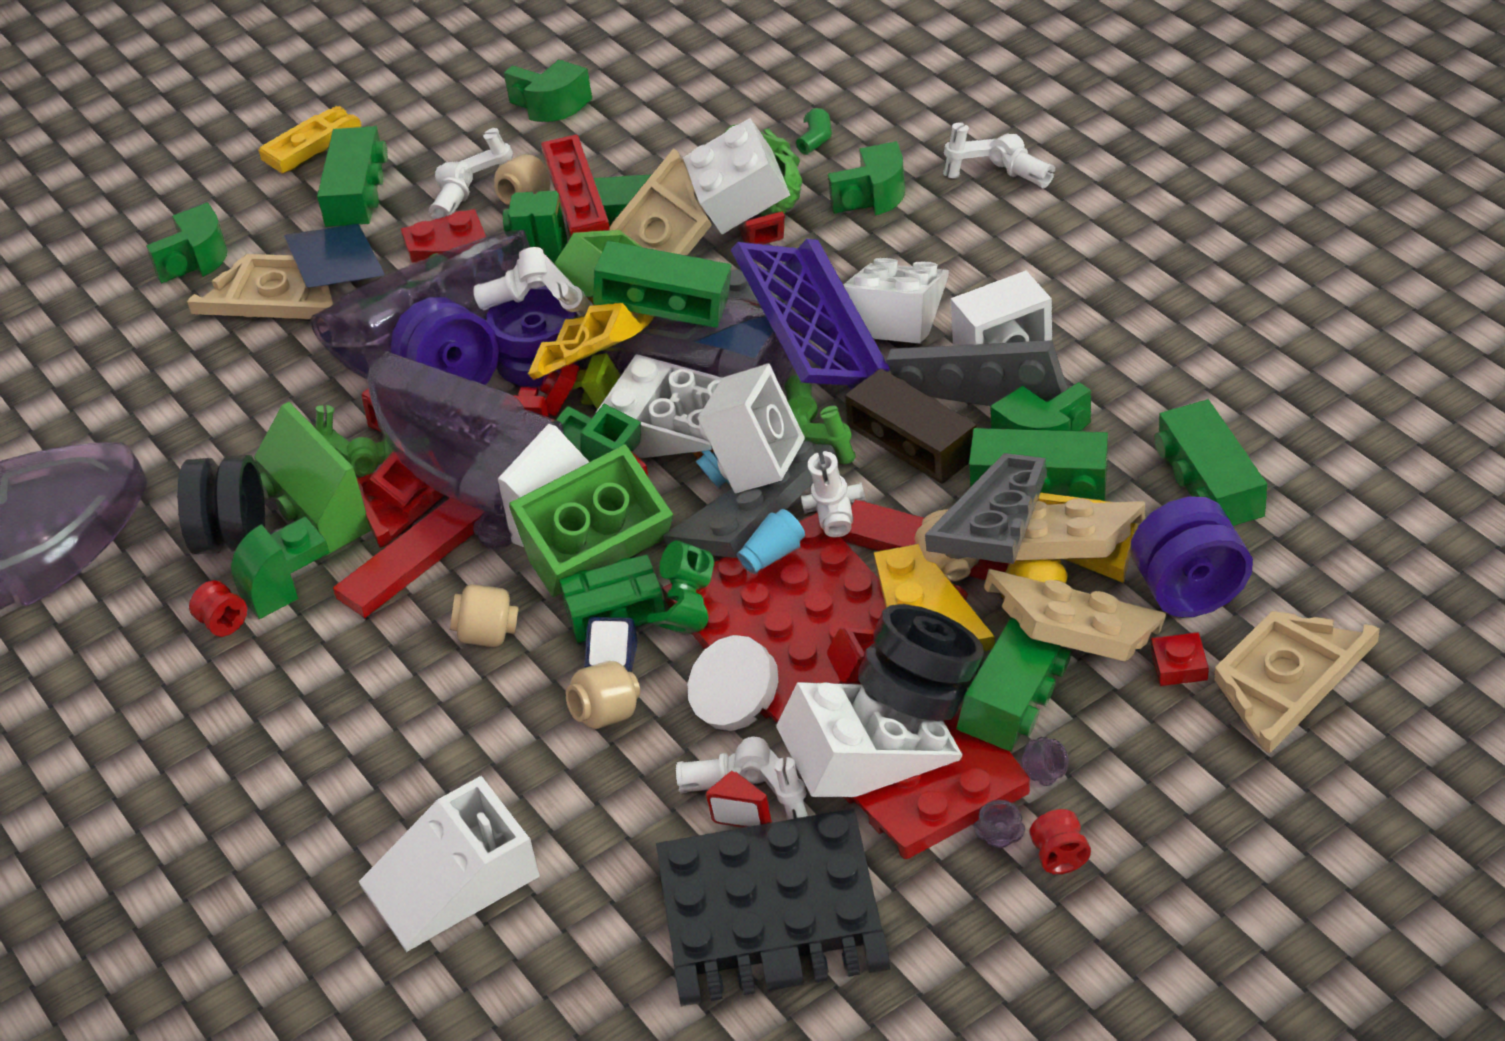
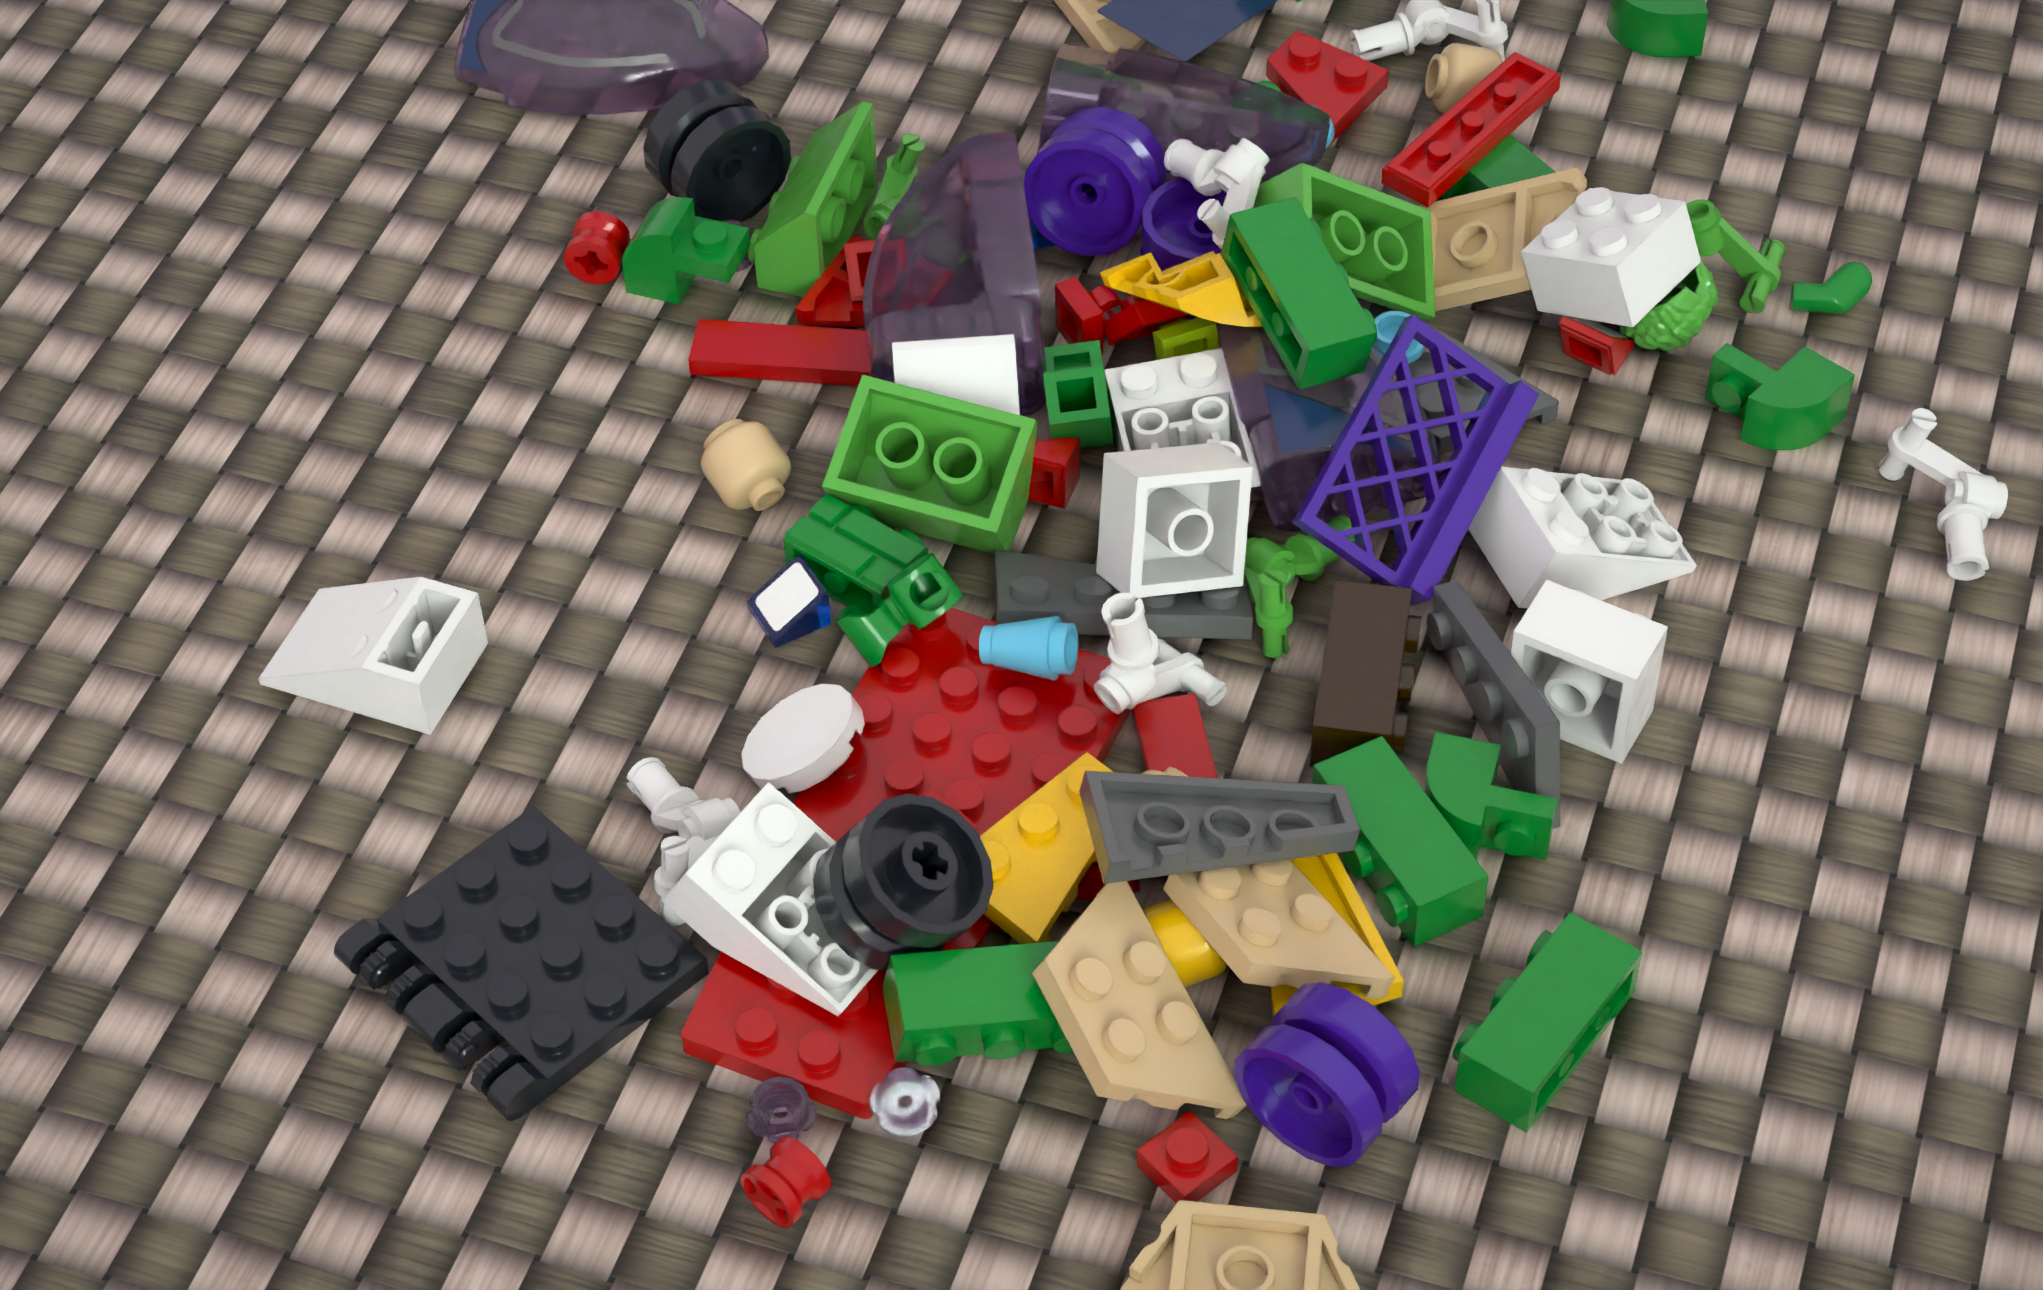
camera: 50 degrees right, 5 degrees up
(541, 220) = (1366, 133): green brick -> none
(602, 694) = (706, 635): tan head -> none
(737, 802) = (638, 843): slope -> none

